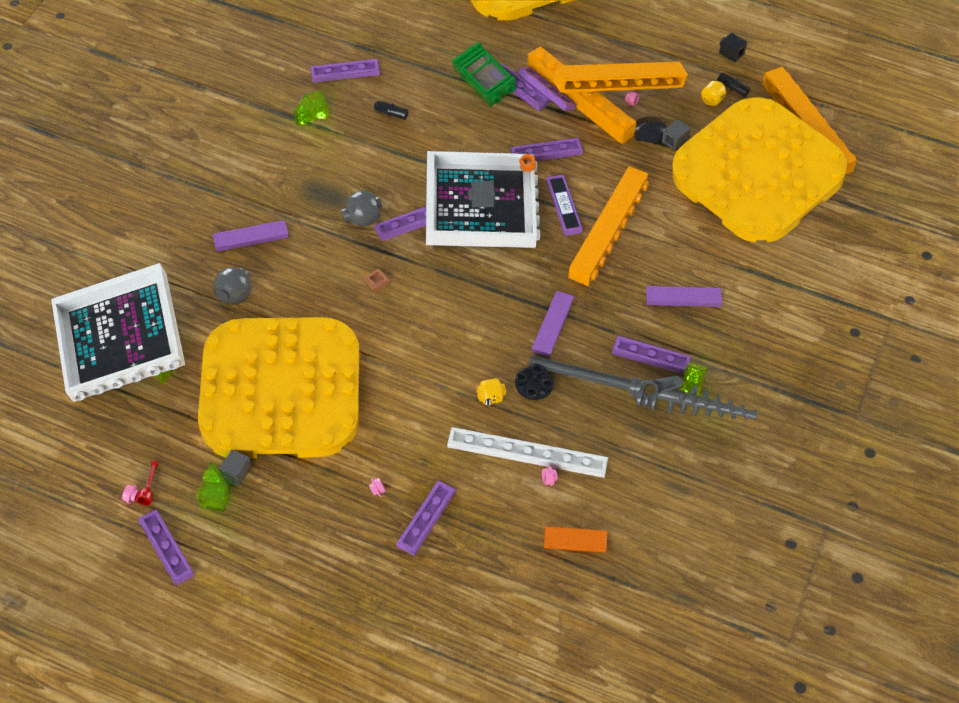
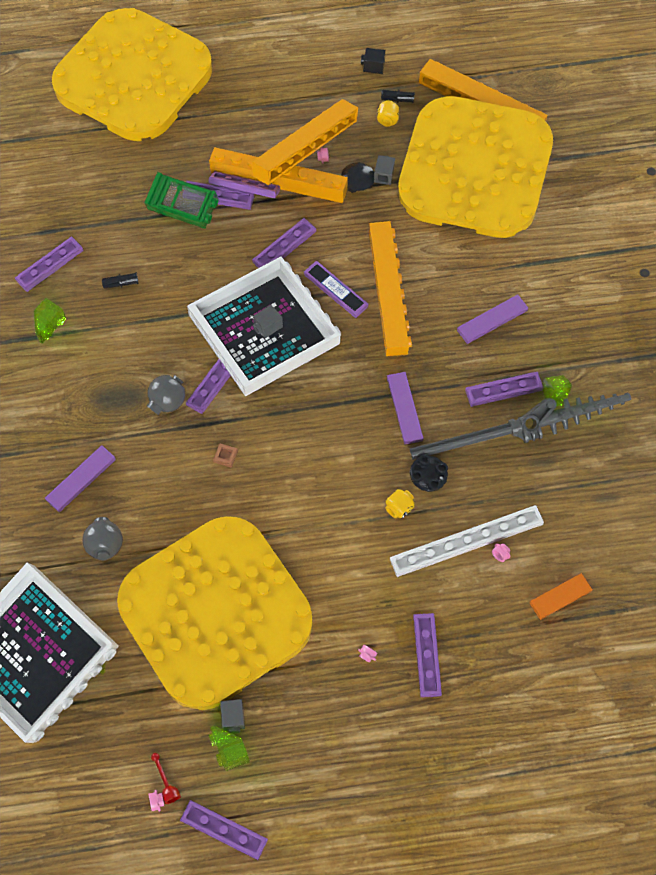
camera: 30 degrees left, 10 degrees up
(523, 163) = (283, 262): orange bush -> none

